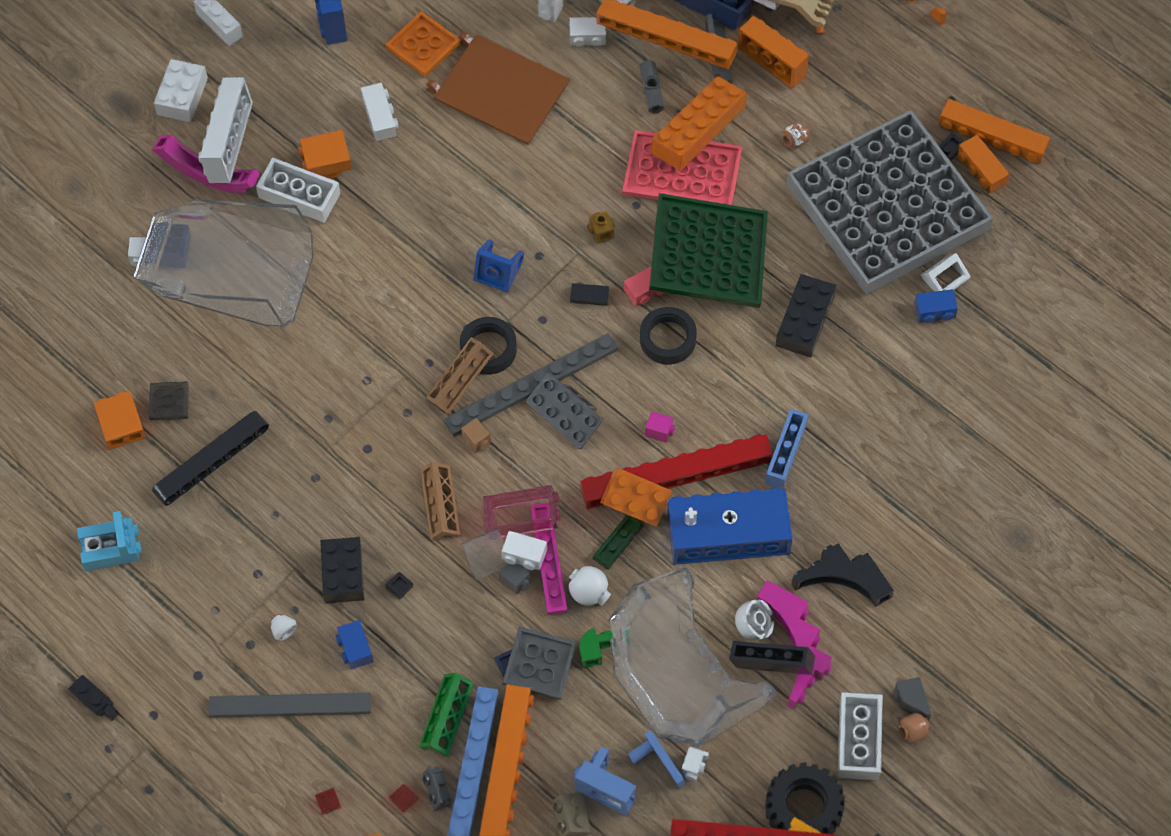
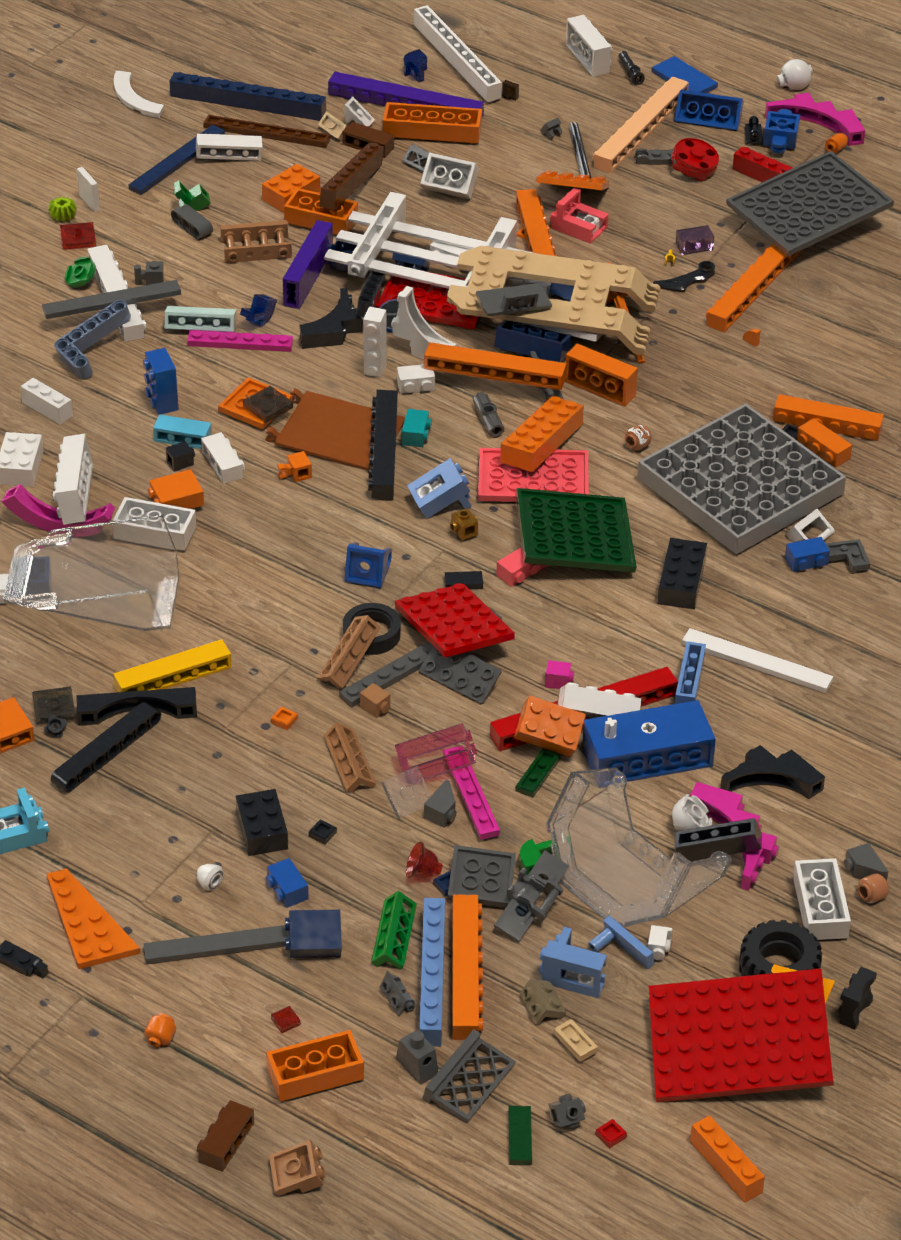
camera: 10 degrees left, 20 degrees down
(163, 672) = (89, 928): none -> orange wing
(166, 421) = (53, 720): none -> black plate
(208, 410) = (96, 708): none -> black arch
(208, 800) = (160, 1030): none -> orange head
(287, 373) = (175, 668): none -> yellow brick
(338, 104) = (180, 456): none -> black brick
(344, 73) = (177, 430): none -> medium azure brick
(368, 711) = (313, 933): none -> dark blue brick
(386, 443) = (284, 718): none -> orange tile
(403, 798) = (364, 1007): clear red tile -> none
(434, 49) = (268, 404): none -> clear smoke plate
(450, 132) = (297, 466): none -> orange brick
(485, 639) = (422, 862): none -> clear red hat
(524, 550) = (447, 779): white brick -> none
(540, 115) = (384, 444): none -> black brick
(568, 350) = (454, 620): none -> red plate
(575, 96) = (416, 428): none -> teal brick
(577, 689) = (525, 892): none -> dark grey piece
(584, 181) = (440, 488): none -> medium blue brick
(589, 586) = (517, 808): white brick -> none
(674, 315) = (549, 619): black tyre -> none
(688, 476) = (596, 702): none -> white brick
(859, 431) = (760, 661): none -> white tile
(979, 305) = (852, 552): none -> dark grey plate

